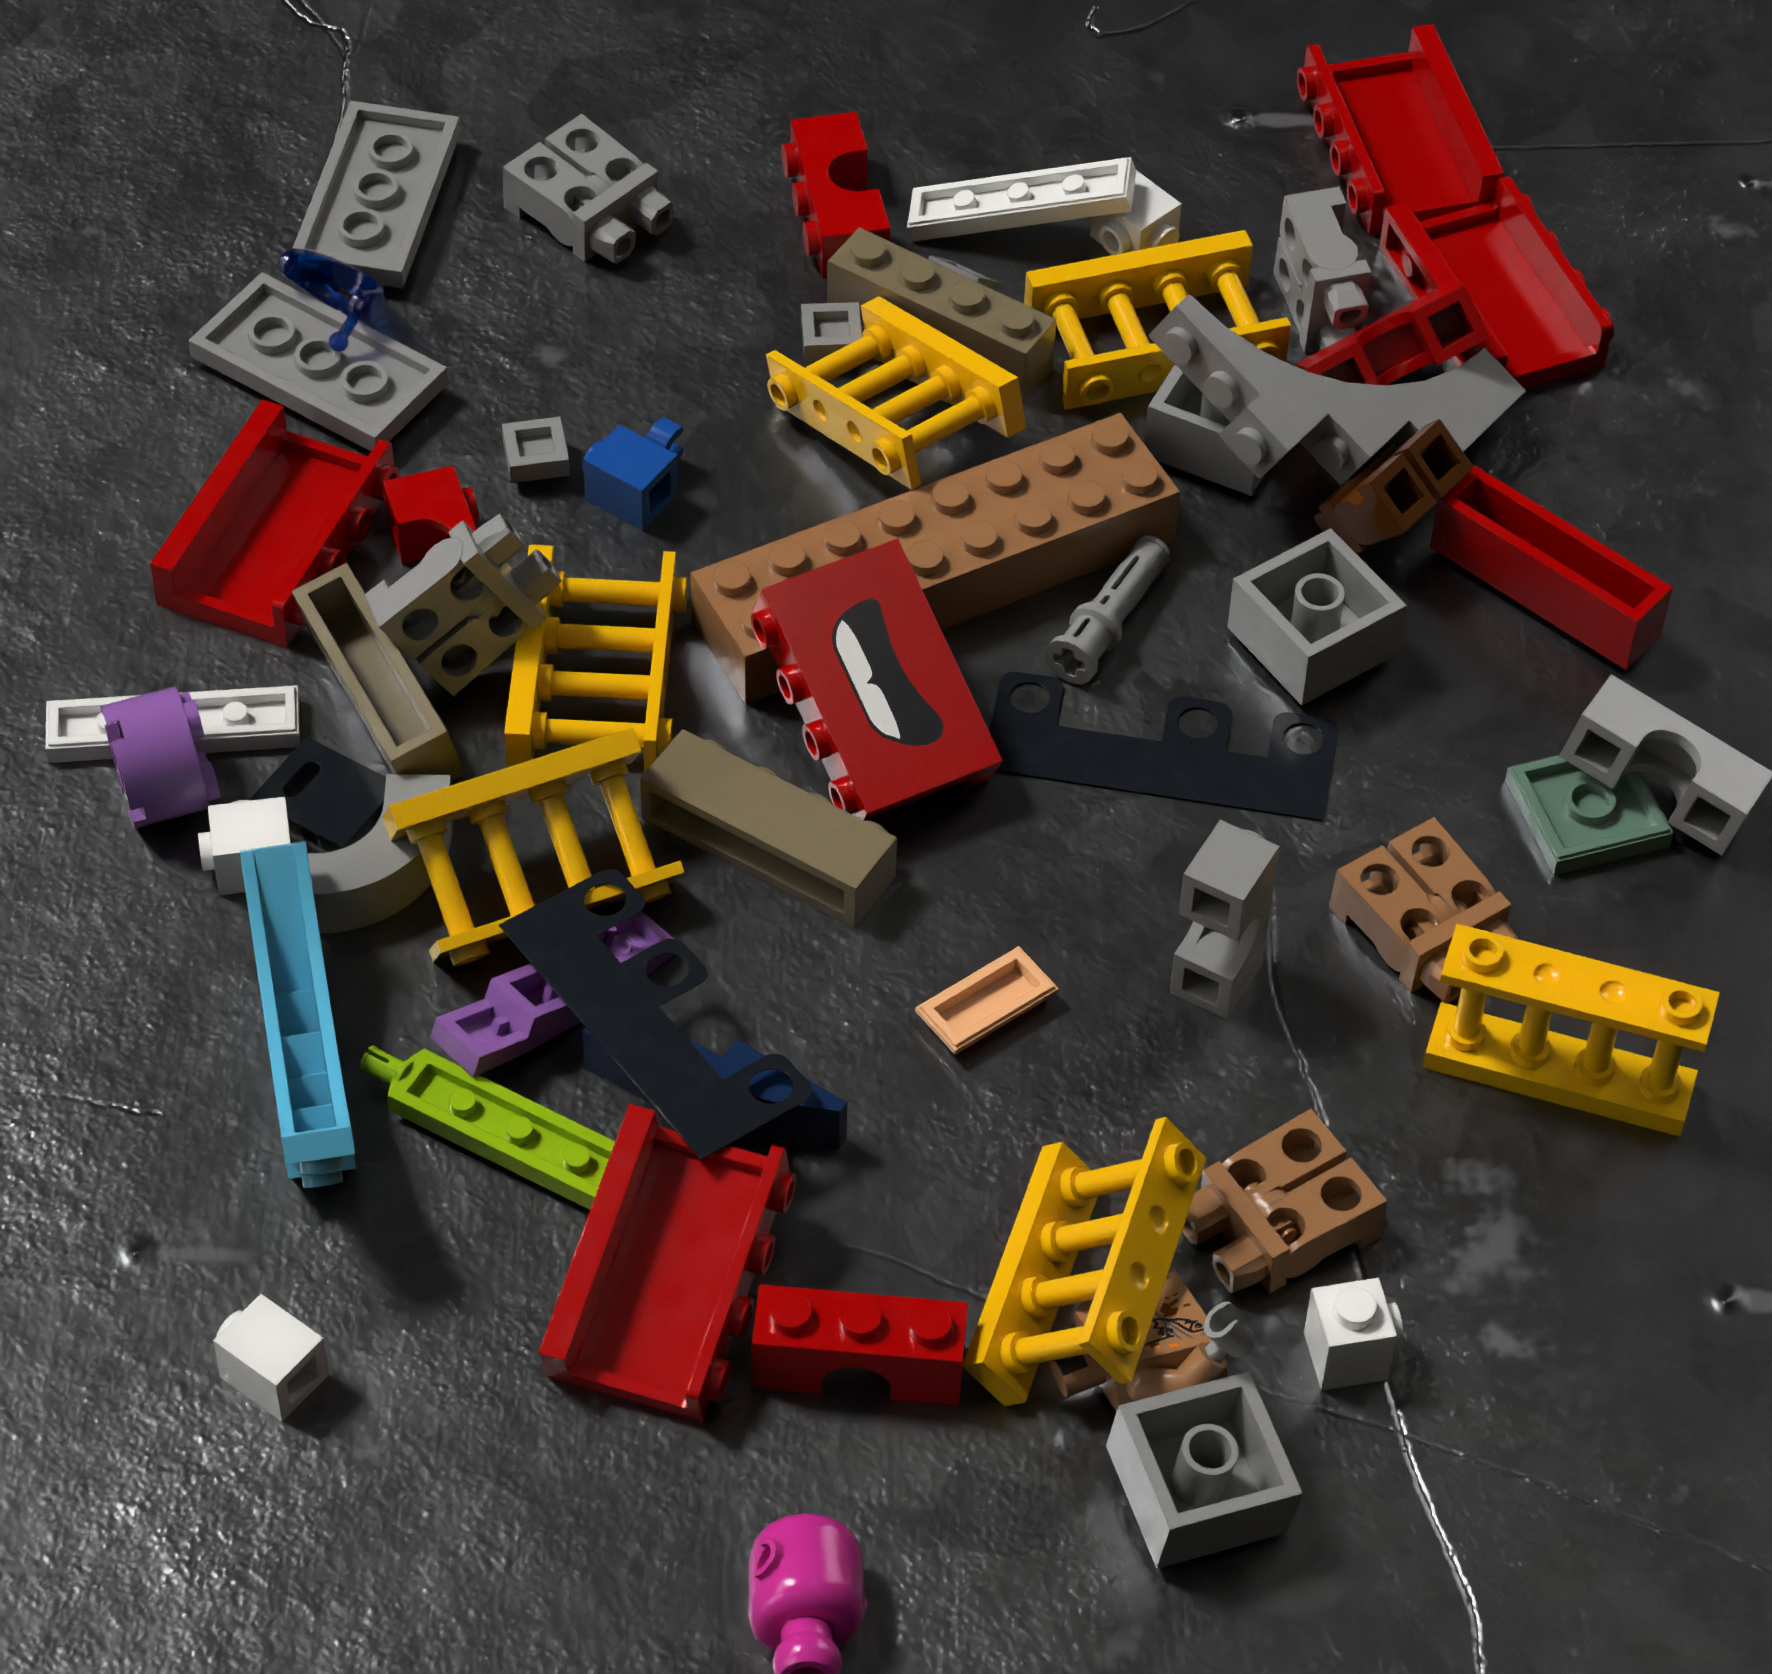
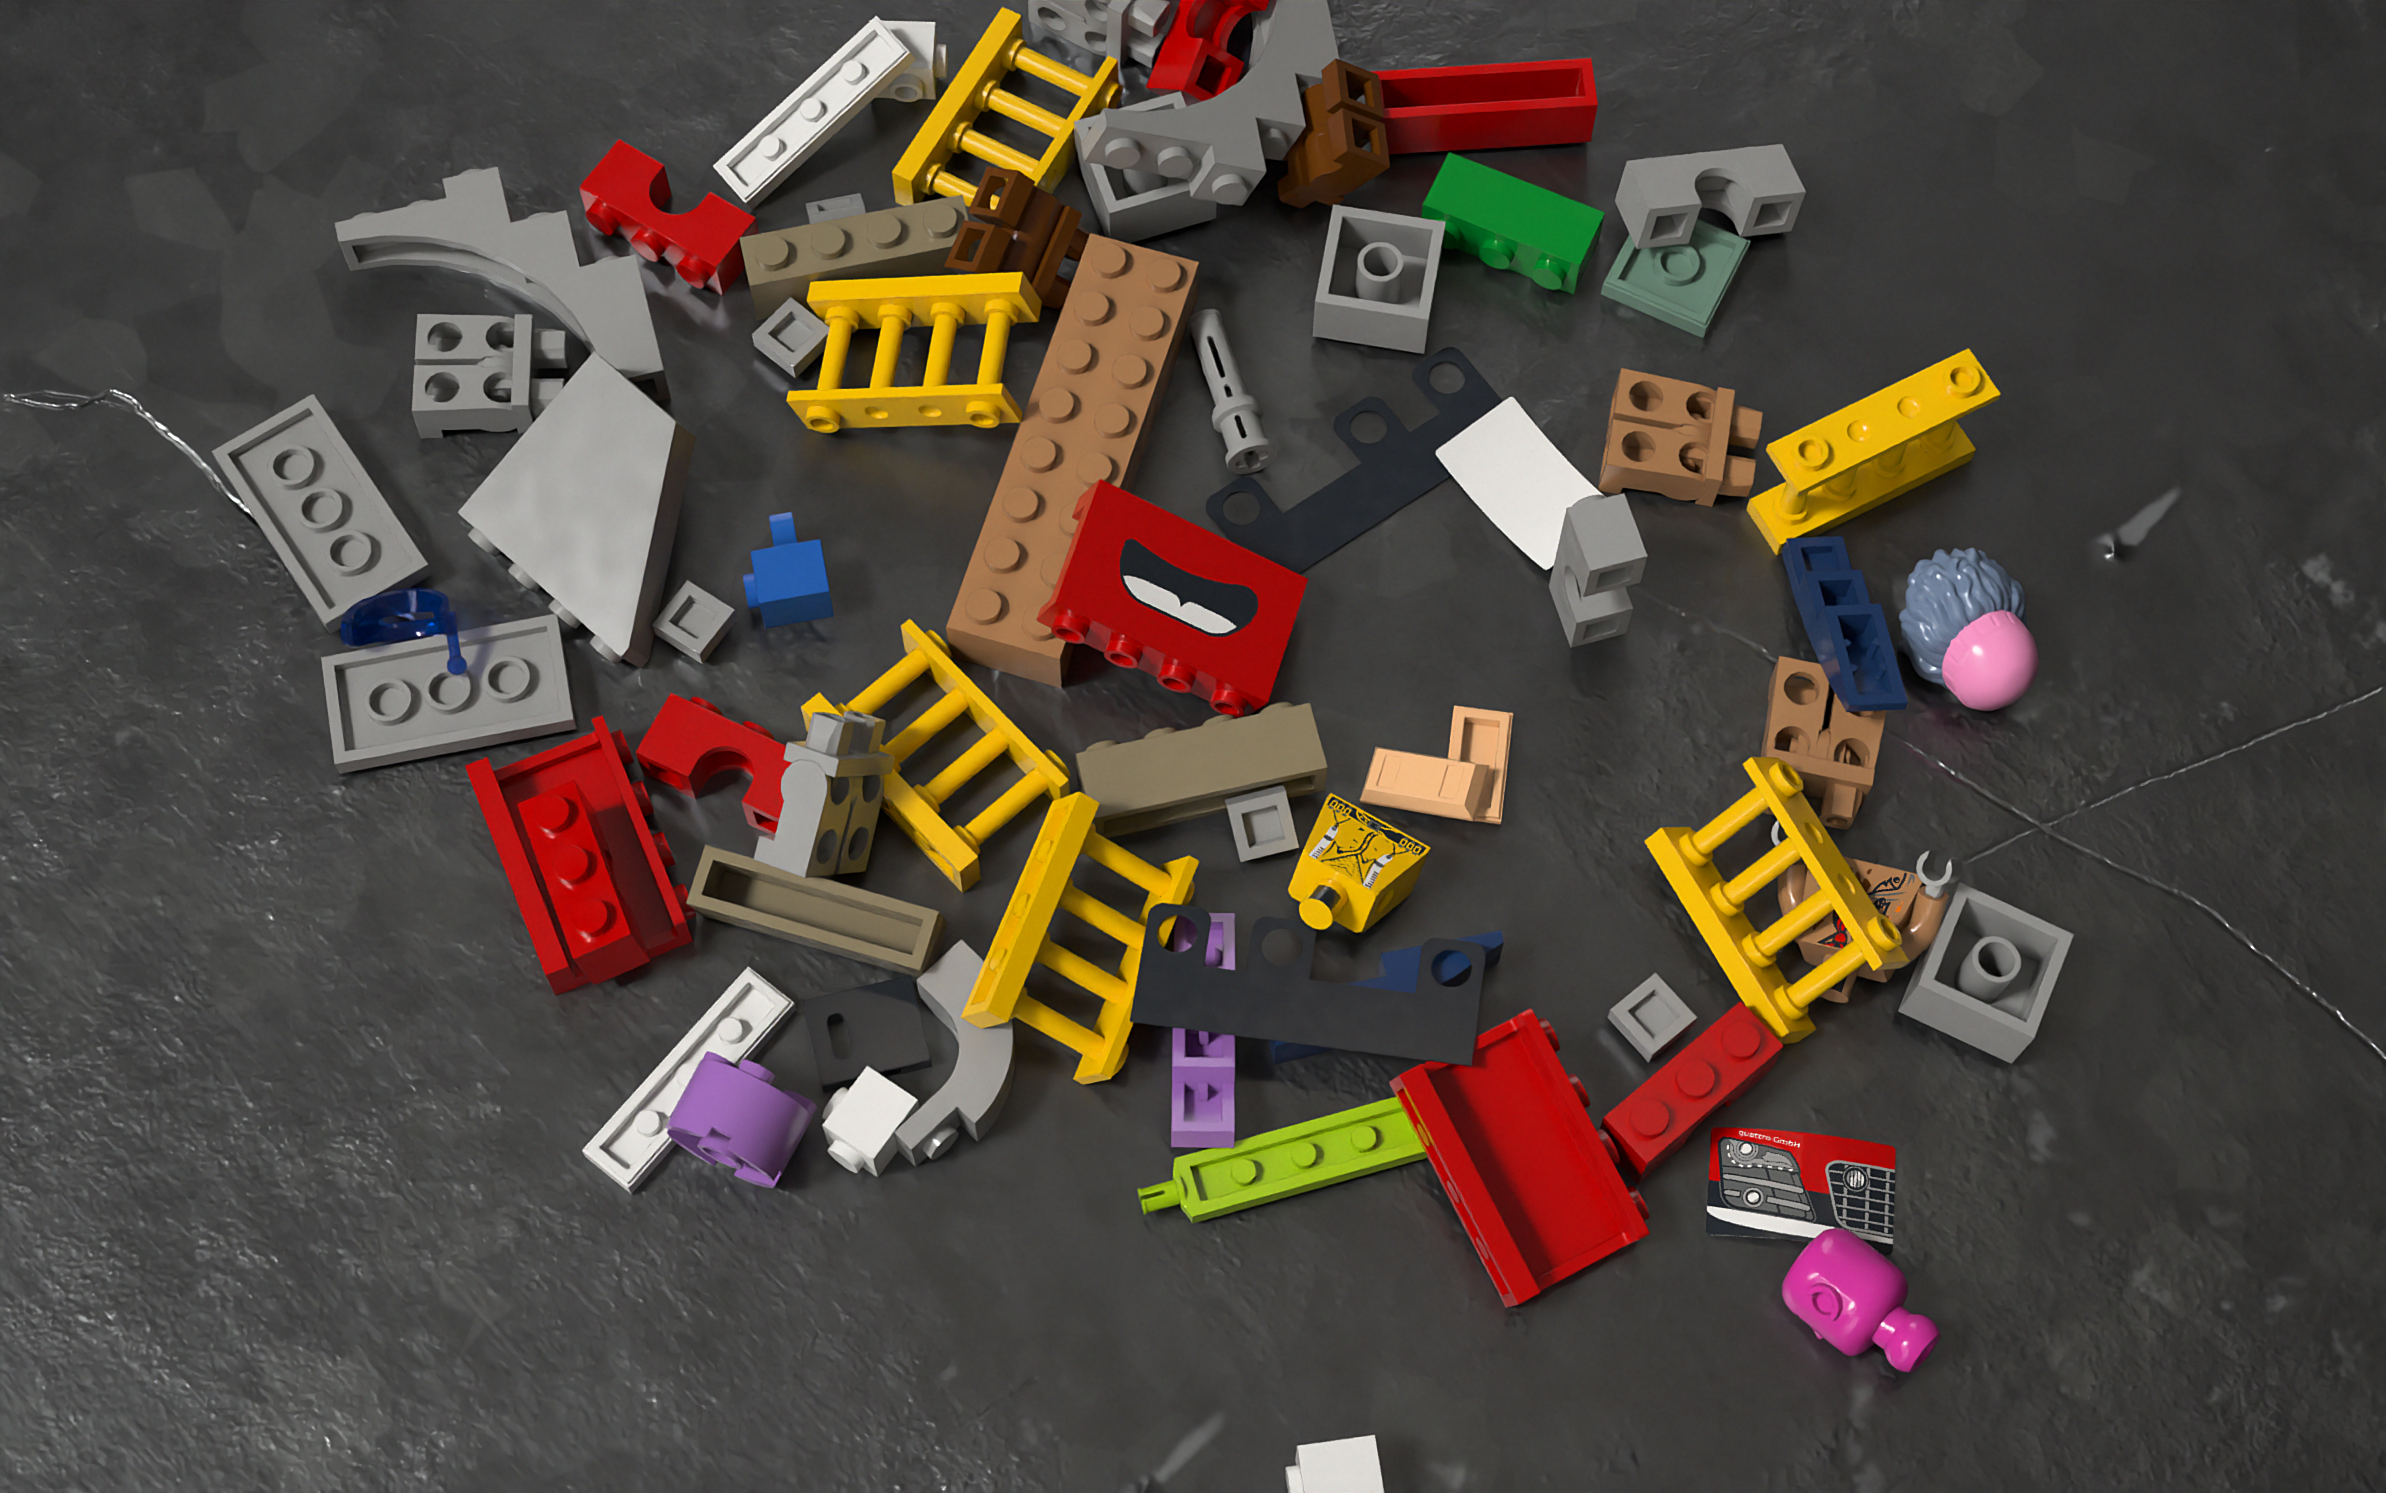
camera: 45 degrees left, 15 degrees up
(220, 555) = (581, 884): none -> red arch
(297, 1014) = (1103, 1241): medium azure arch -> none
(549, 316) = (591, 507): none -> light grey slope
(702, 113) = (535, 255): none -> light grey arch
(769, 896) = (1262, 823): none -> light grey plate
(791, 973) = (1354, 868): none -> yellow torso
(884, 1495) = (1799, 1186): none -> sticker
(902, 1268) = (1652, 1017): none -> light grey plate
(926, 974) = (1424, 783): none -> light nougat tile
(1071, 381) = (1023, 234): none -> reddish brown hips
(1301, 823) = (1516, 478): none -> white sticker
(1351, 1333) = (1958, 790): white brick -> none
(1392, 1129) = (1844, 625): none -> dark blue slope
(1480, 668) = (1513, 223): none -> green brick
(1501, 1222) = (1969, 629): none -> hair

